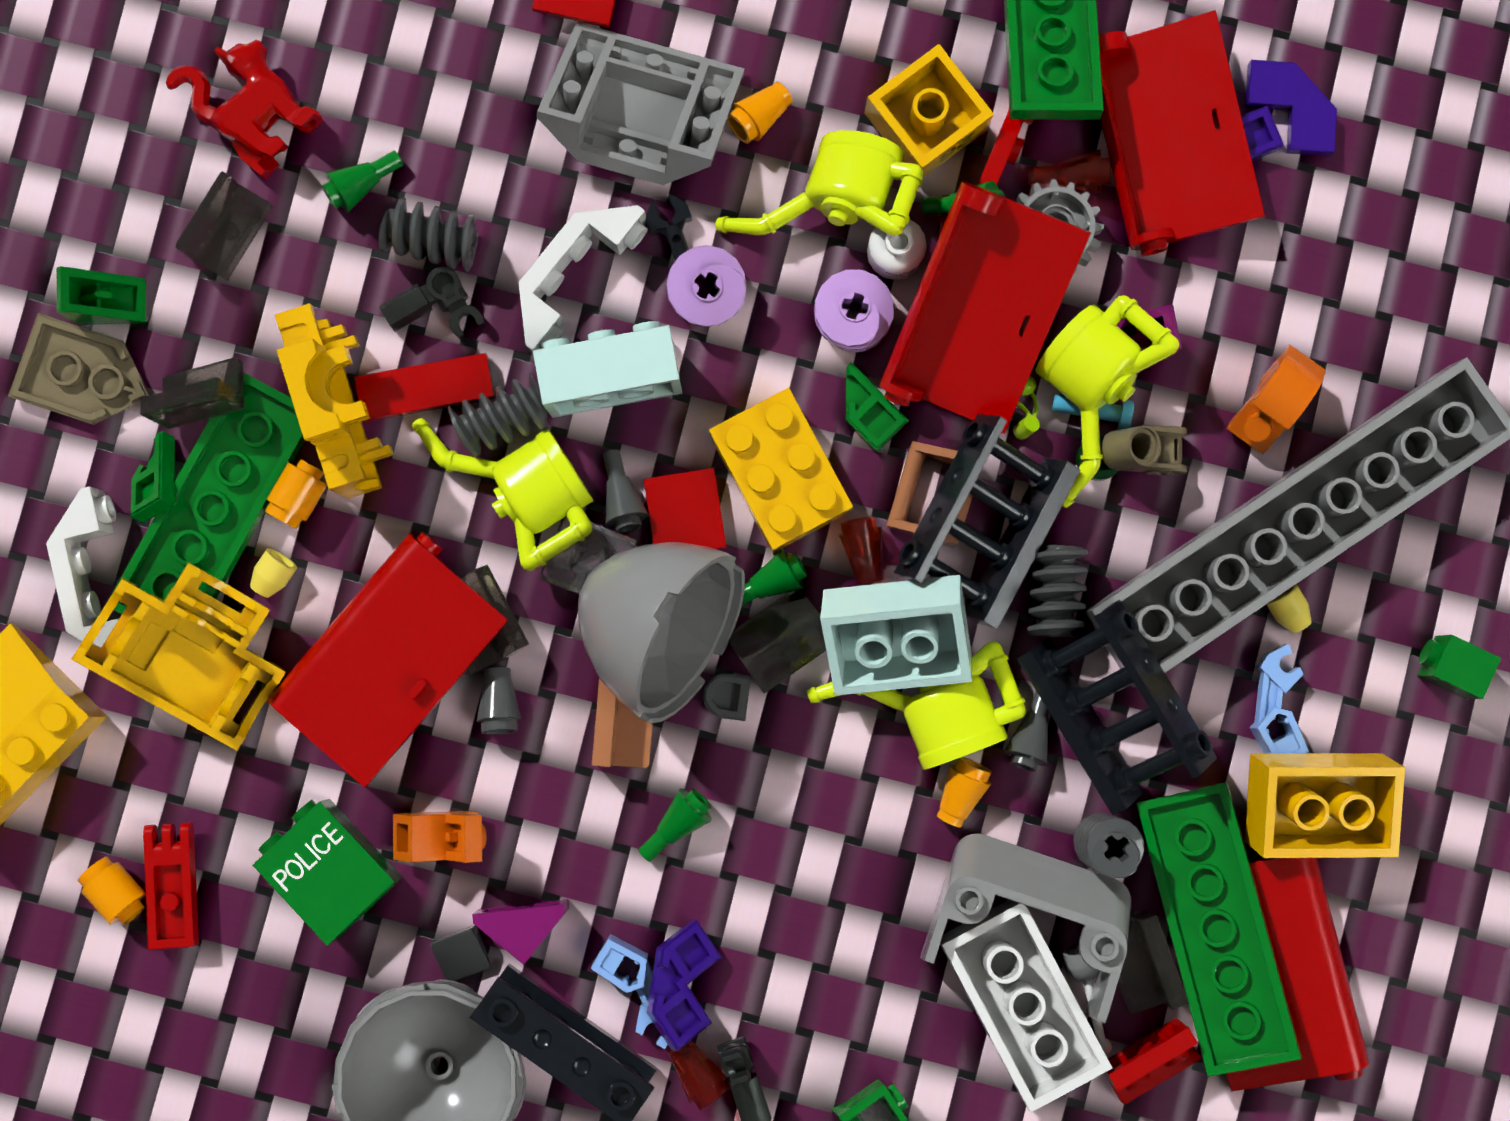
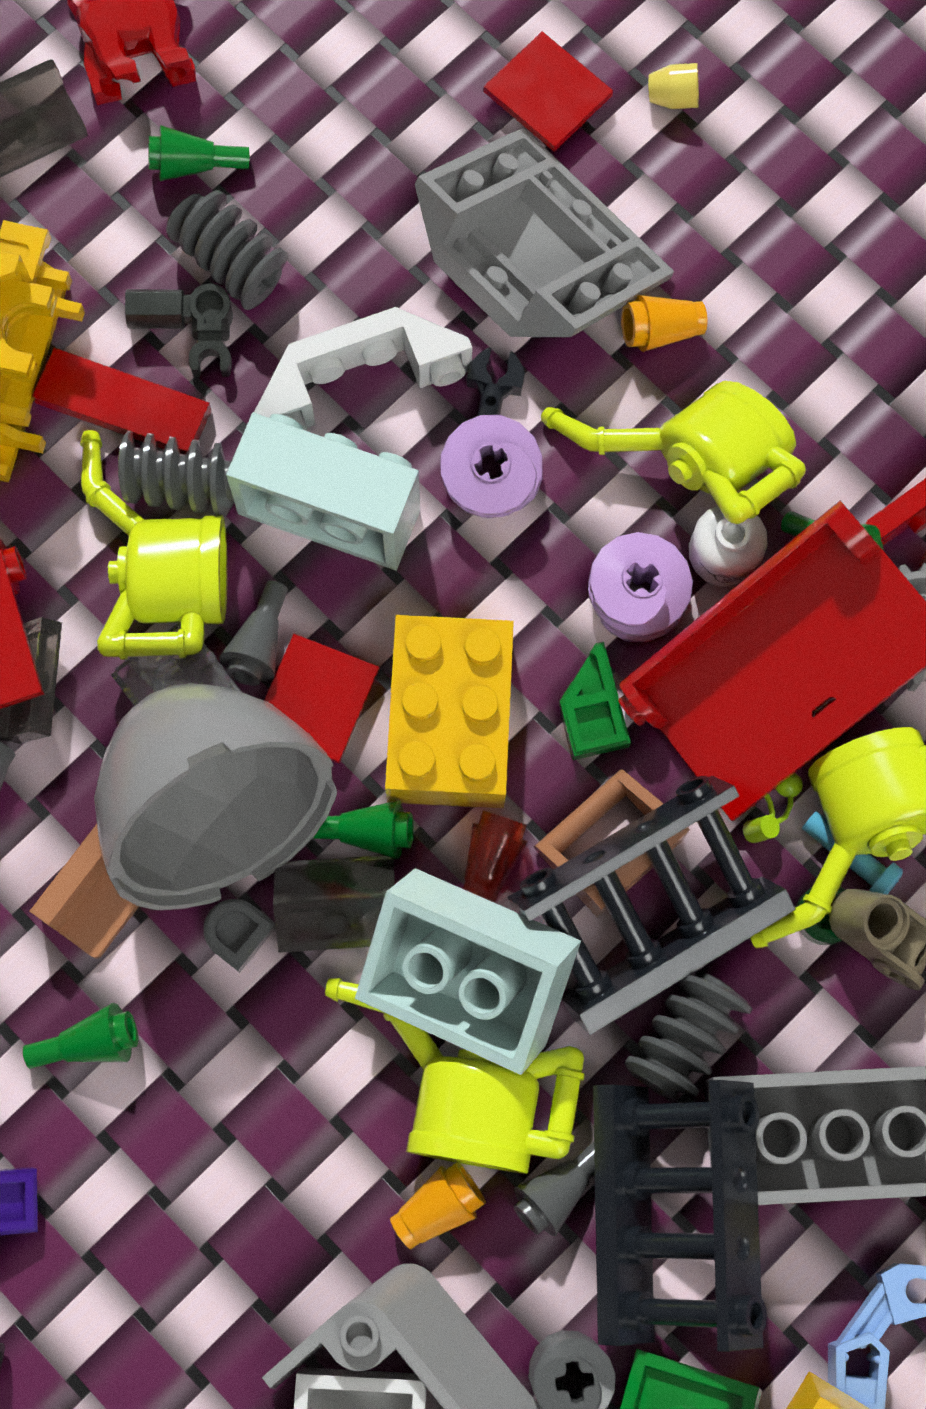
camera: 30 degrees right, 10 degrees down
(929, 110) = (851, 420): yellow brick -> none

